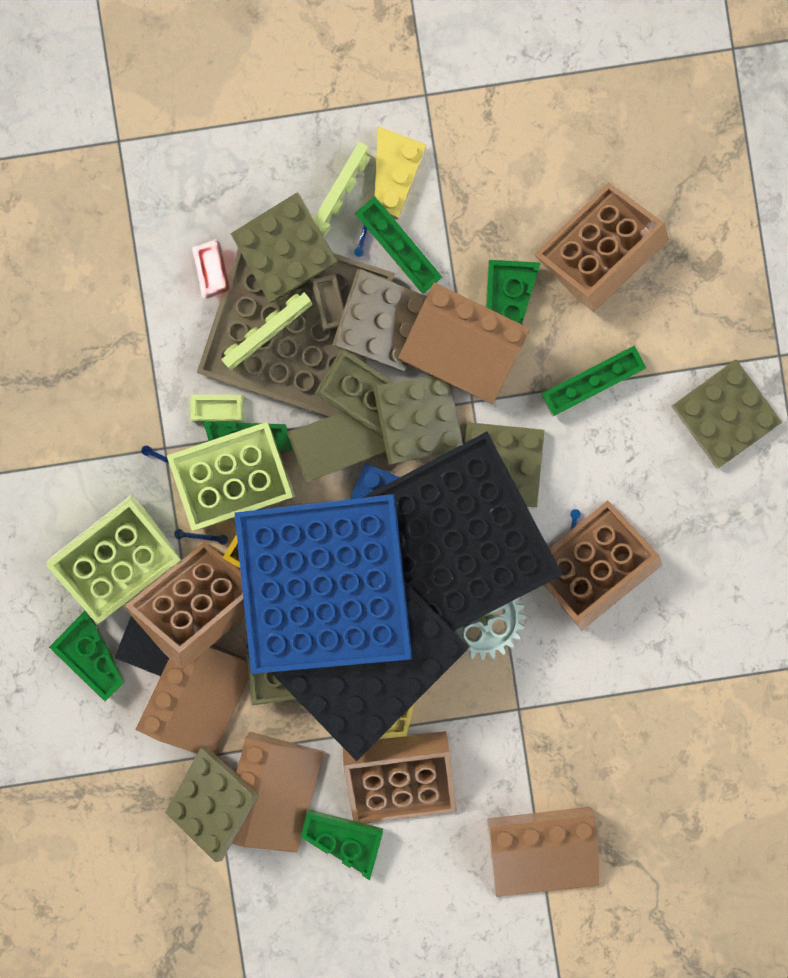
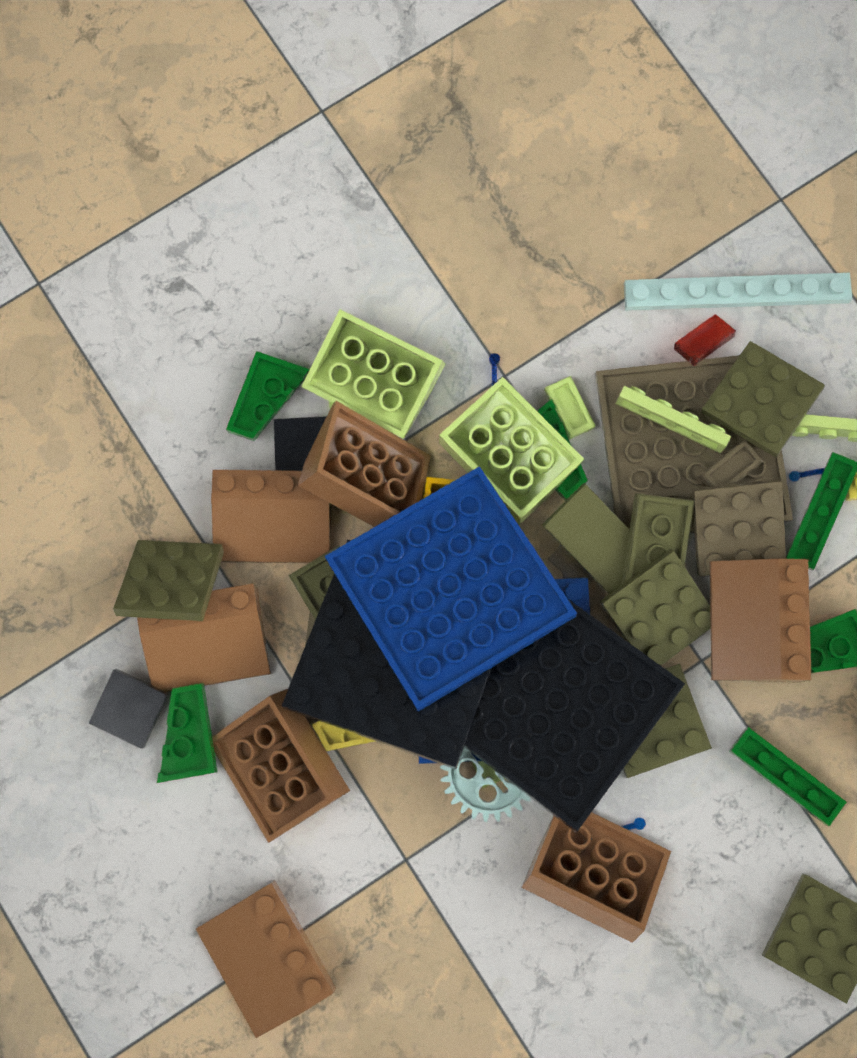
camera: 70 degrees right, 10 degrees down
(182, 219) = (737, 291): none -> light aqua plate
(222, 539) = (440, 472): clear blue hinge -> none
(300, 877) = (128, 708): none -> black tile

